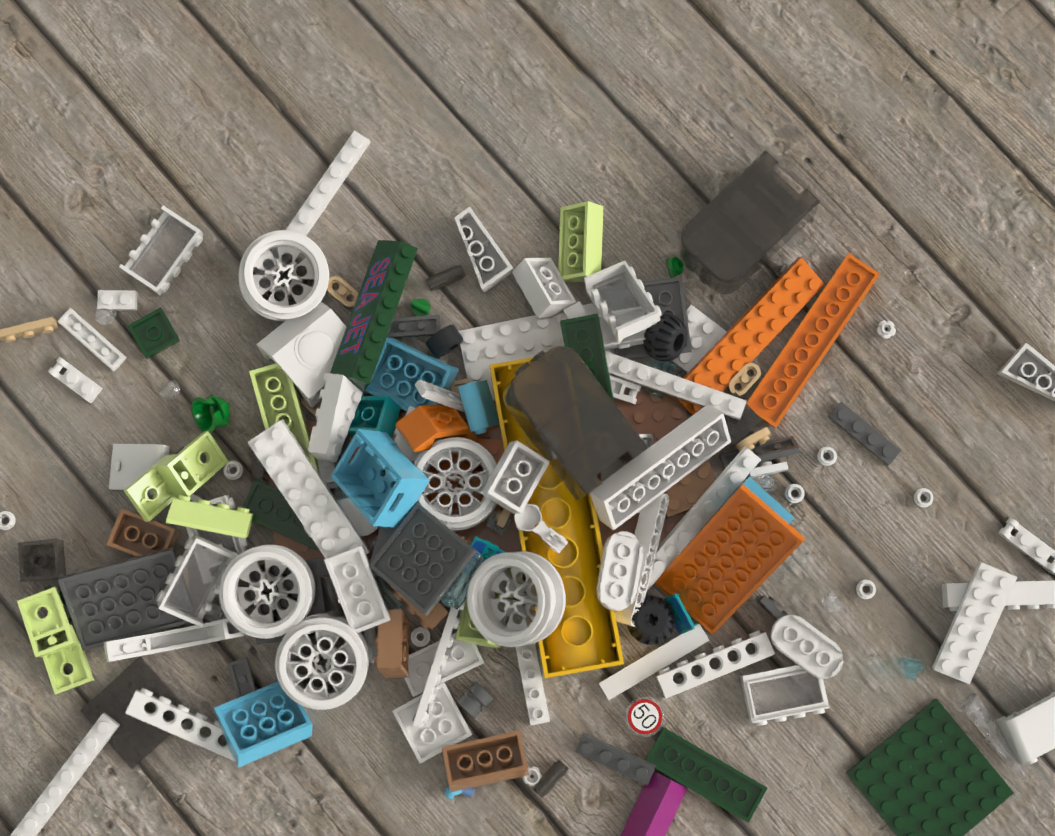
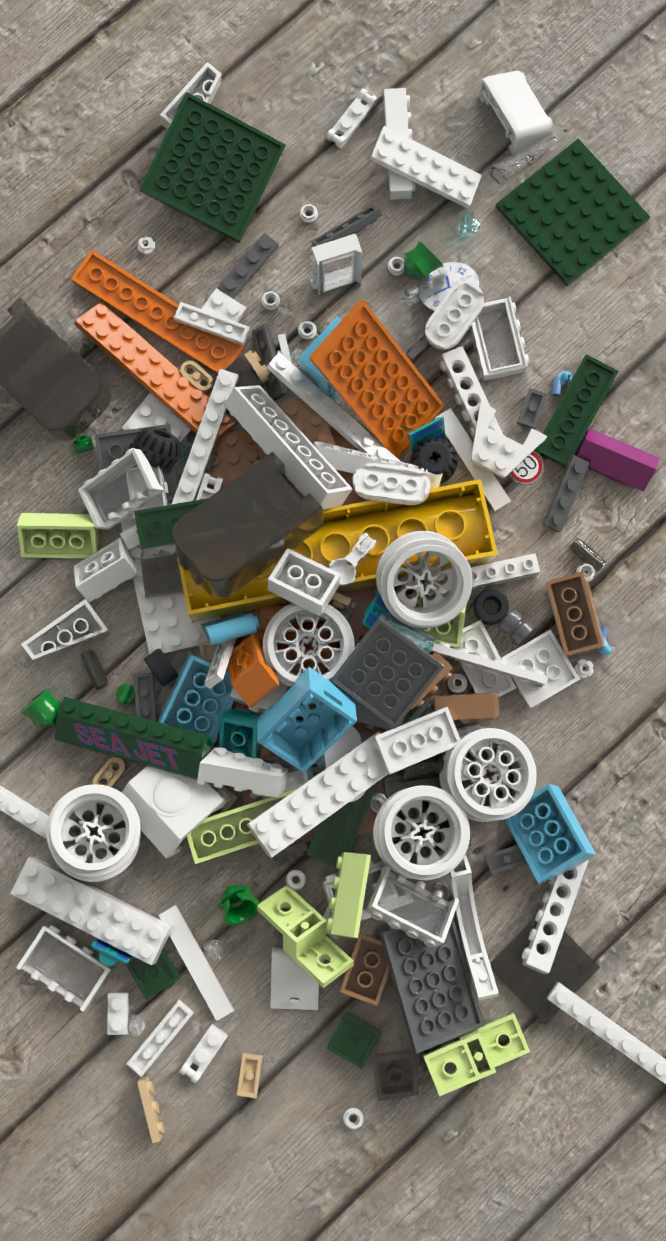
camera: 90 degrees left, 0 degrees up
(51, 422) = (249, 1075): none -> tan plate
(77, 522) = (353, 1040): none -> dark green plate
(159, 373) = (197, 963): none -> white tile
(173, 294) = (109, 954): none -> teal piece
(211, 276) = (91, 910): none -> white brick
(304, 551) = (377, 801): none -> white plate
(406, 229) = (42, 709): none -> green helmet
(436, 769) = (579, 668): none -> white plate
(509, 674) = (481, 614): none -> black tyre
(534, 339) = (161, 576): none -> clear smoke plate
(659, 685) = (497, 451): none -> white wing
(708, 727) = (531, 408): none -> dark grey plate
(738, 758) = (560, 380): none -> arm
(799, 394) = (211, 323): none -> white tile
(813, 405) = (224, 306): none -> white plate
(850, 637) = (439, 282): none -> flat silver sticker
(859, 520) = (336, 264): none -> white window
(869, 614) = (421, 262): none -> green helmet
(906, 536) = (349, 226): none -> dark grey plate
(969, 397) = (212, 167): none -> dark green plate

